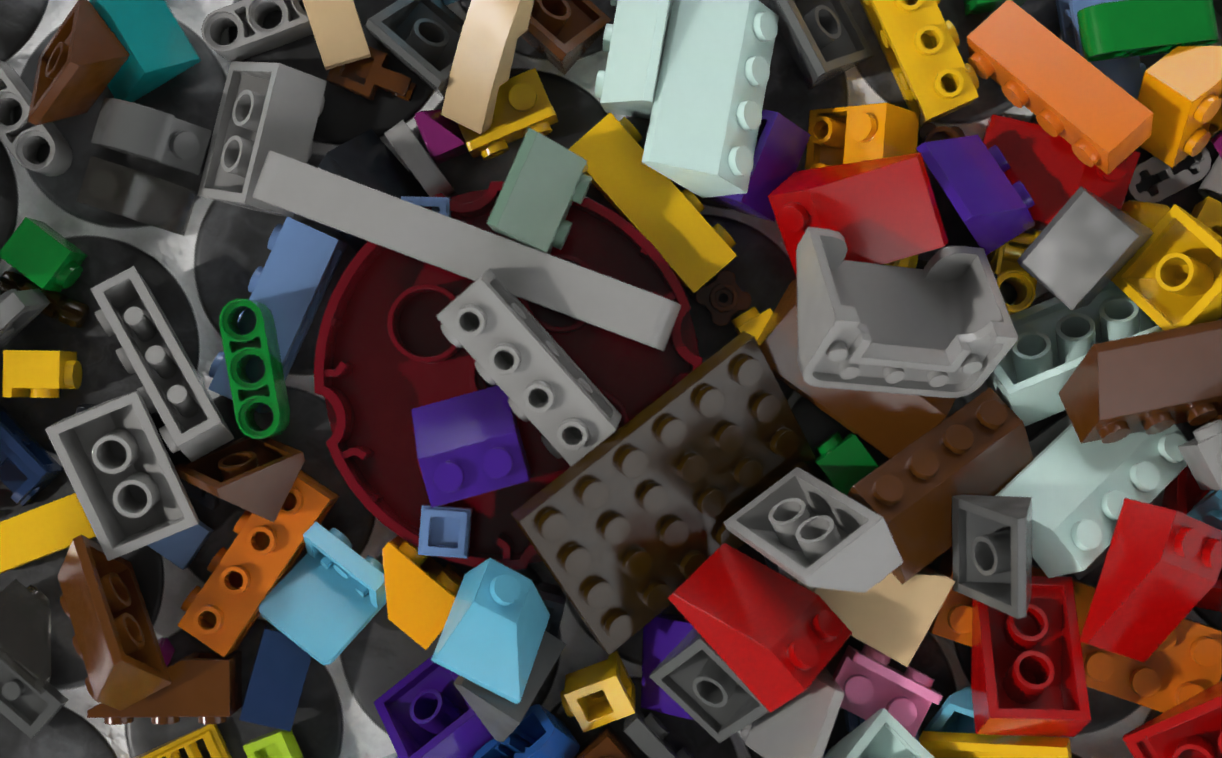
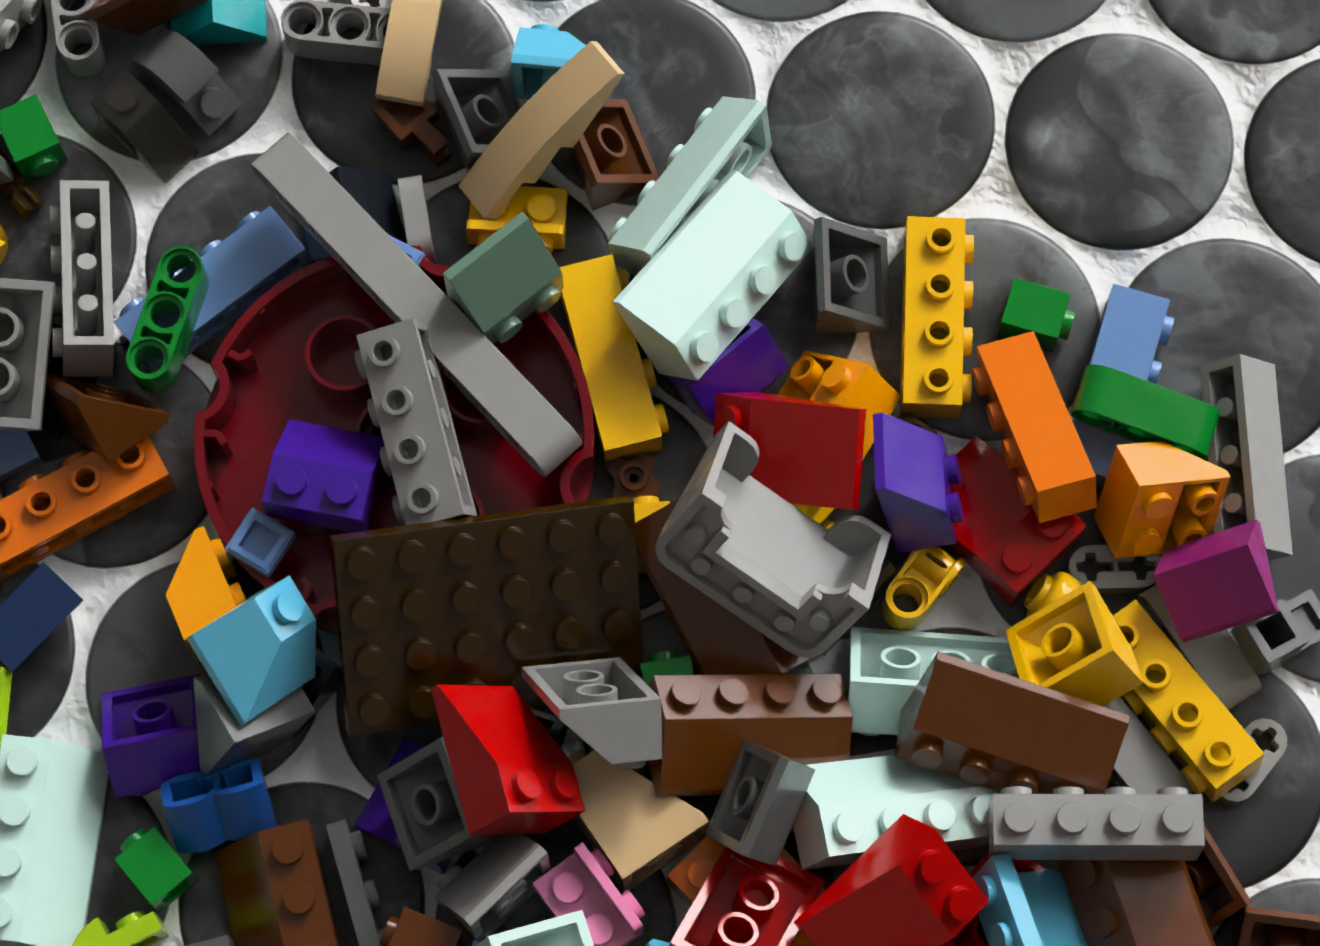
camera: 30 degrees right, 15 degrees down
(259, 112) = (298, 99): light grey slope -> none
(326, 595) = (118, 562): medium azure bracket -> none
(440, 135) = (448, 206): magenta slope -> none
(599, 693) = (304, 796): yellow brick -> none
(1083, 248) = (988, 585): slope -> none

